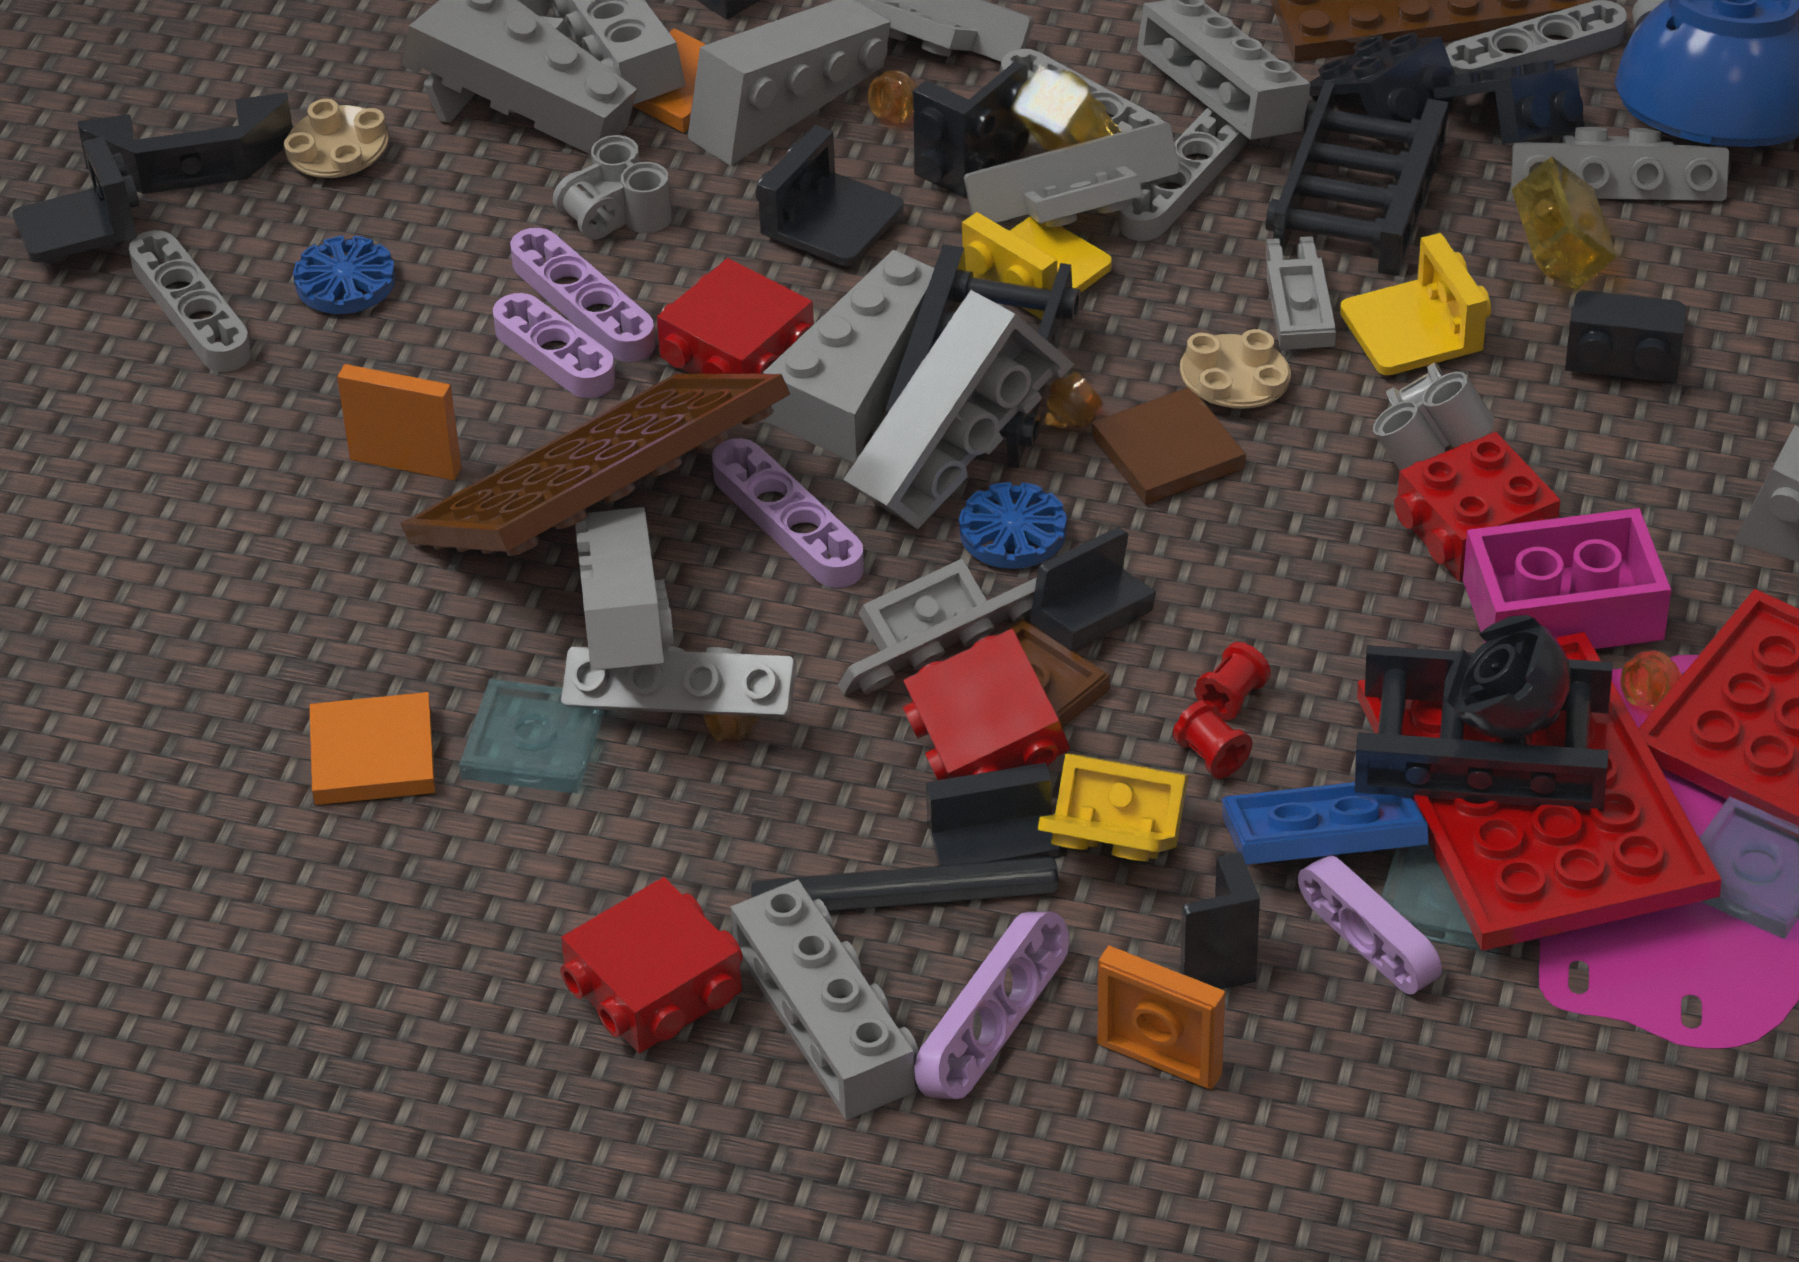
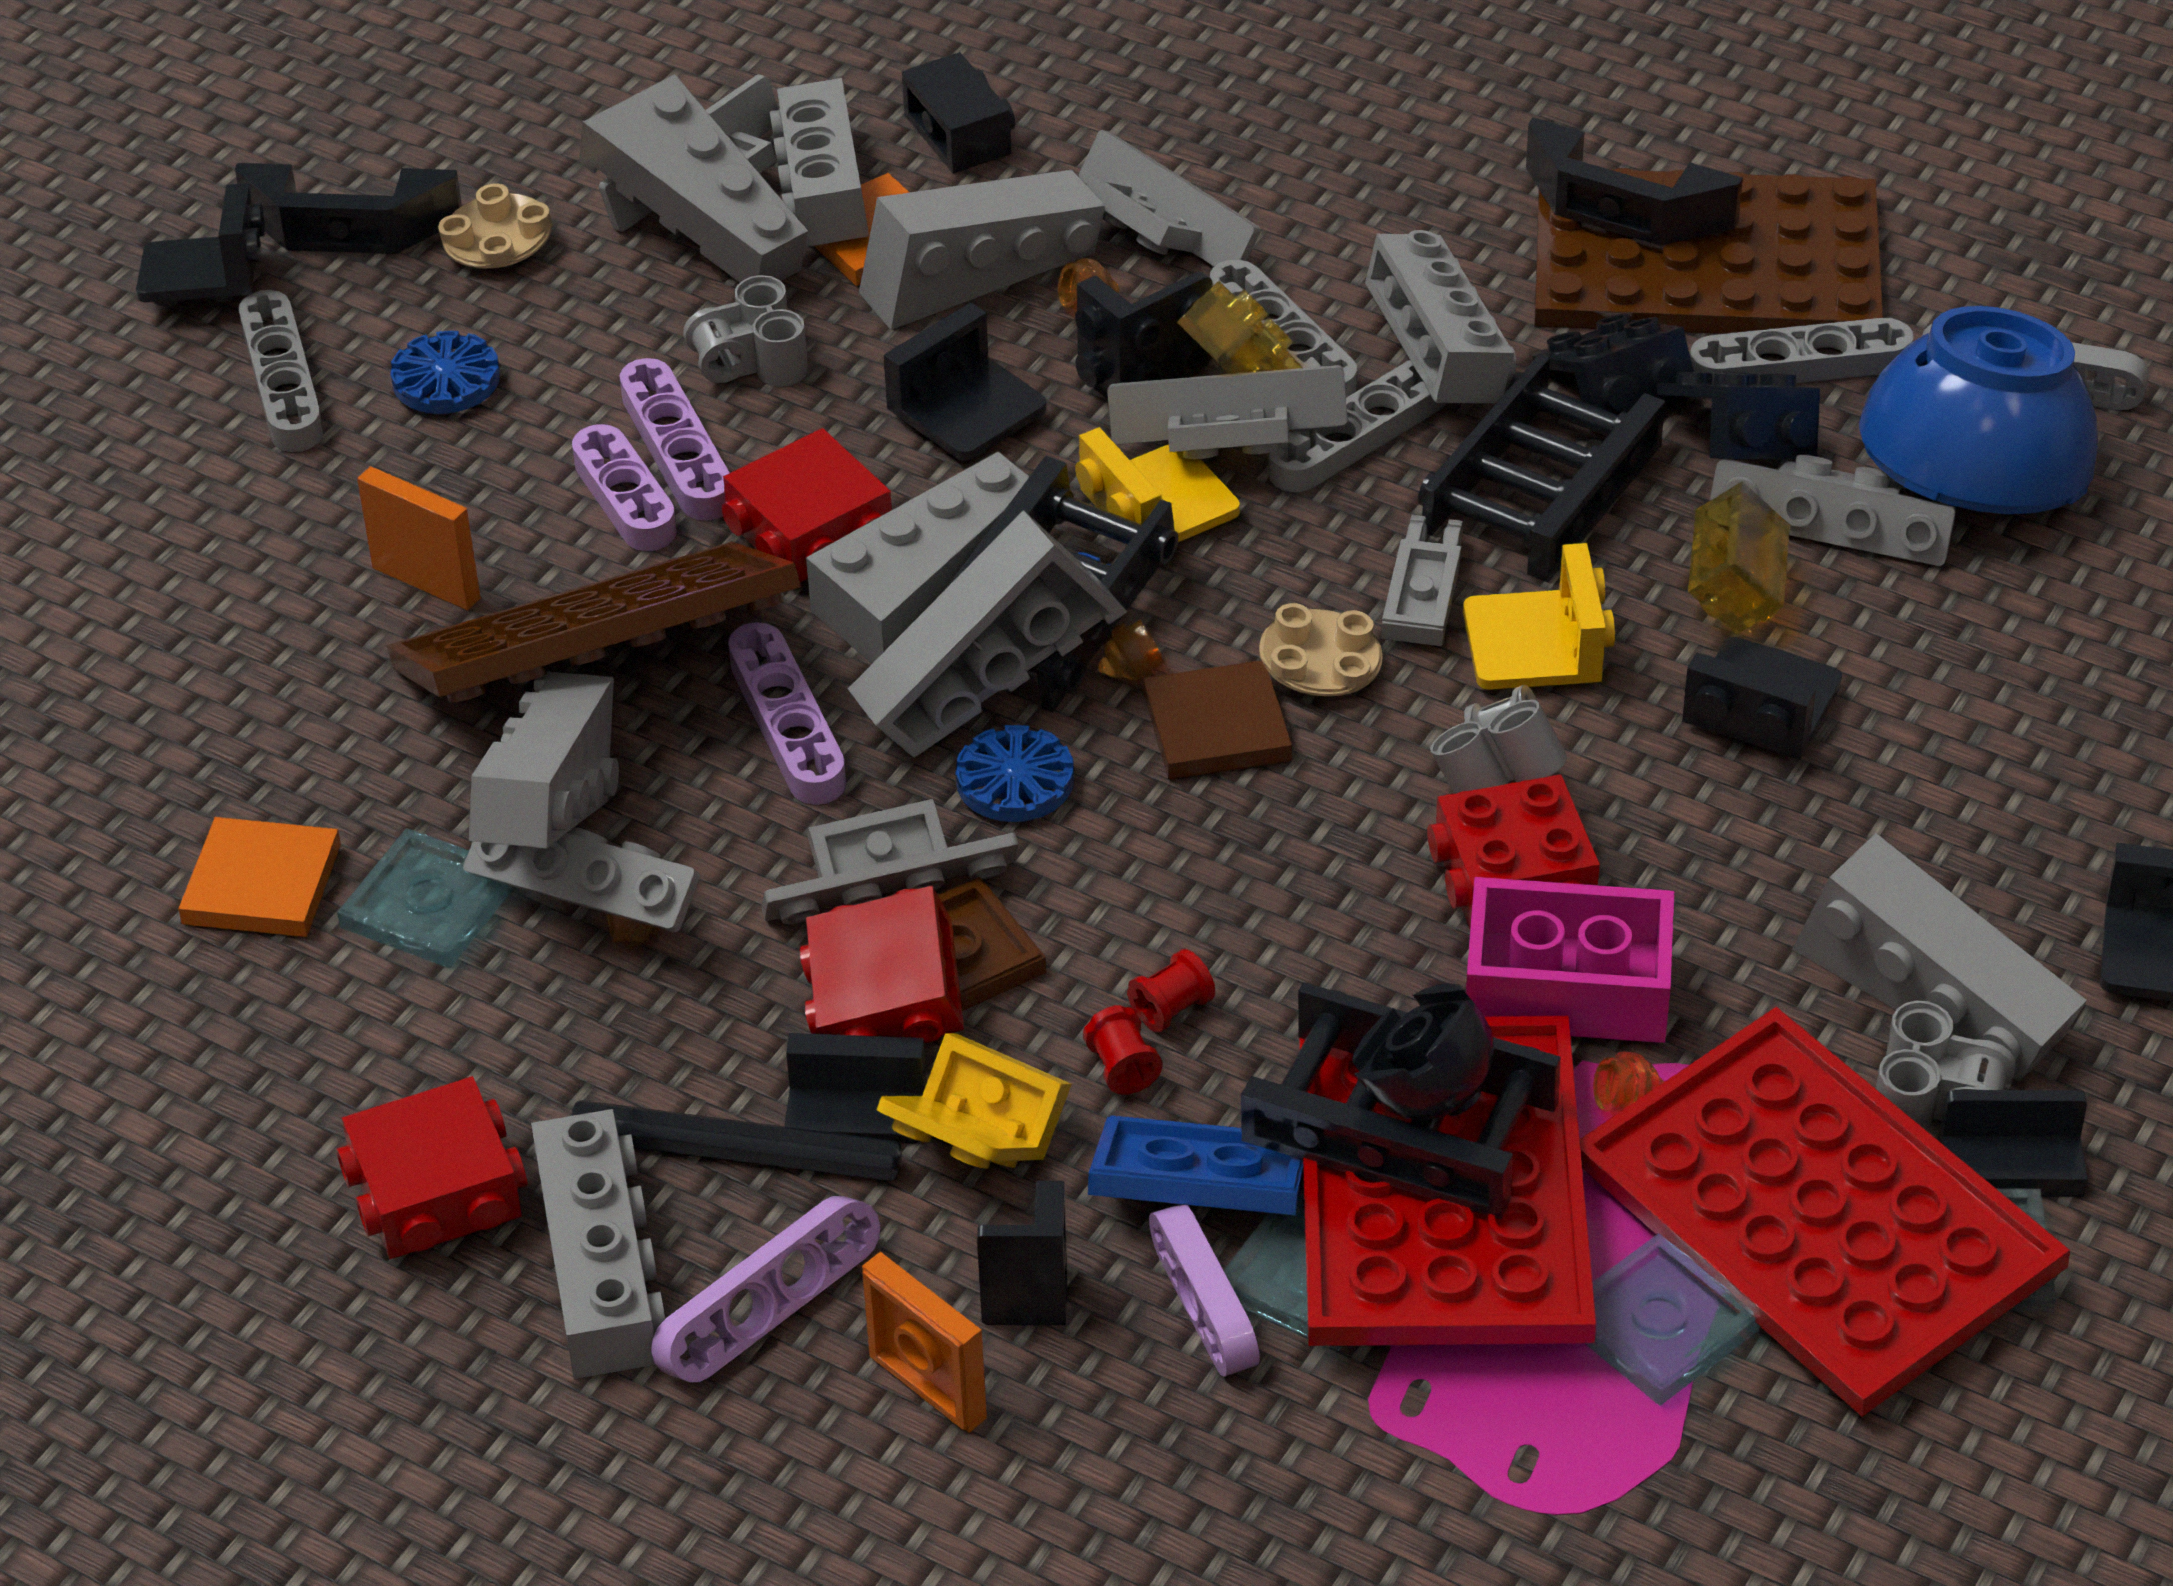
camera: 15 degrees right, 0 degrees up
(1088, 592) = (1056, 861): black panel -> none

